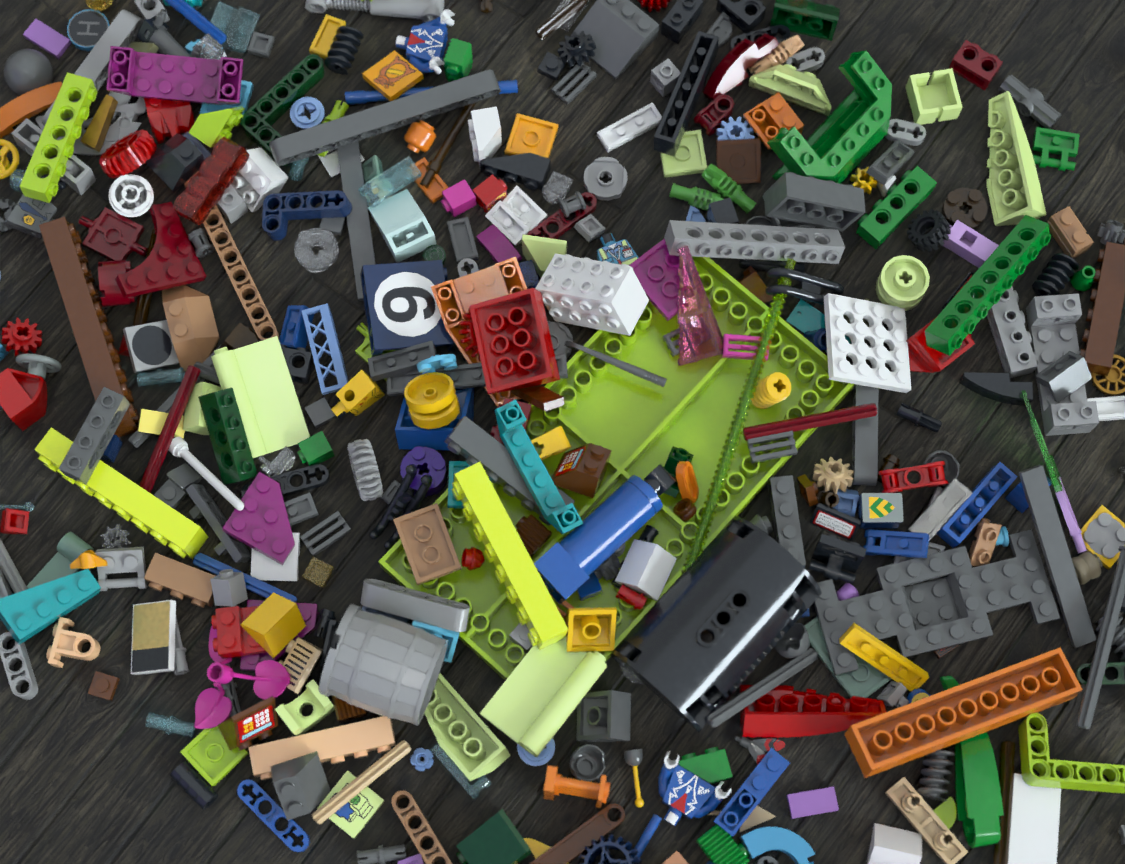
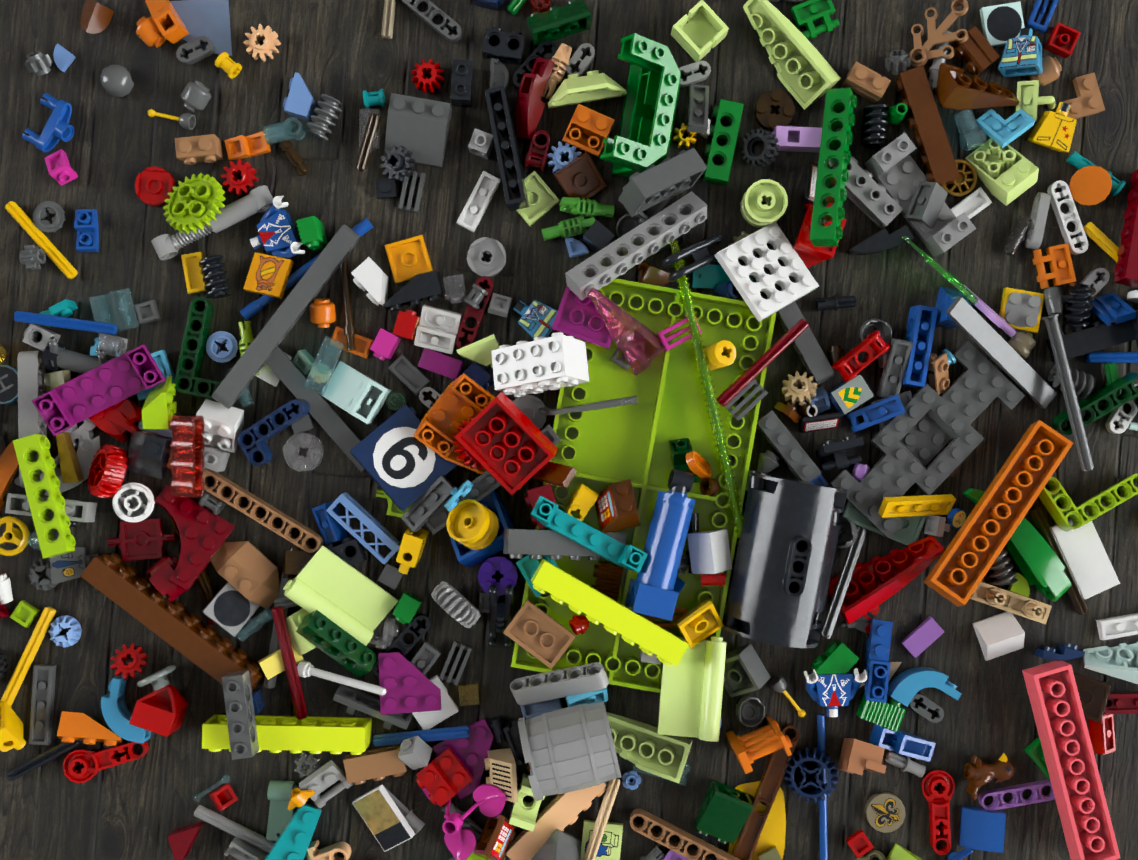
camera: 30 degrees left, 15 degrees up
(174, 488) = (323, 698): dark grey slope -> none
(274, 623) = (465, 759): yellow slope -> none

